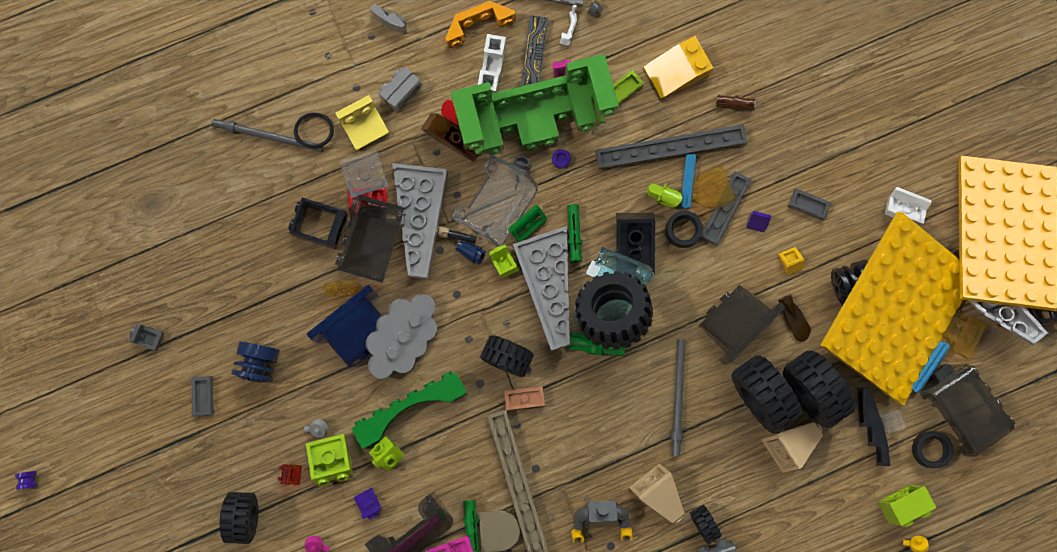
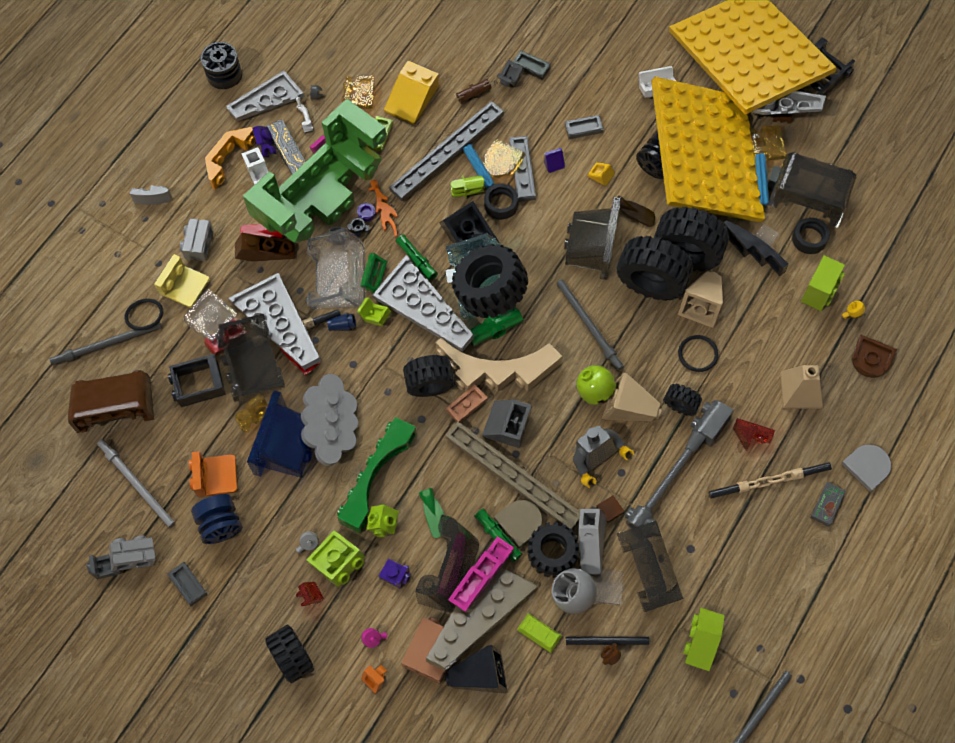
camera: 30 degrees left, 15 degrees down
(172, 343) = (131, 553): none -> light grey brick
(211, 244) = (113, 456): none -> light grey bar
(237, 193) = (110, 399): none -> reddish brown windscreen
(279, 317) = (213, 474): none -> orange bracket
(433, 473) = (432, 511): none -> green piece
(518, 27) = (264, 139): none -> dark purple plate
(544, 164) = (358, 222): none -> black plate
(545, 439) = (507, 422): none -> dark grey slope
(580, 168) = (386, 209): none -> orange piece
(594, 404) = (497, 374): none -> tan arch
(638, 37) = (364, 91): none -> clear yellow plate
(642, 459) = (595, 384): none -> lime cylinder
(769, 483) = (693, 368): none -> black tyre
(780, 108) = (510, 74): none -> dark grey bracket
(806, 109) = (532, 65): none -> pearl dark grey tile

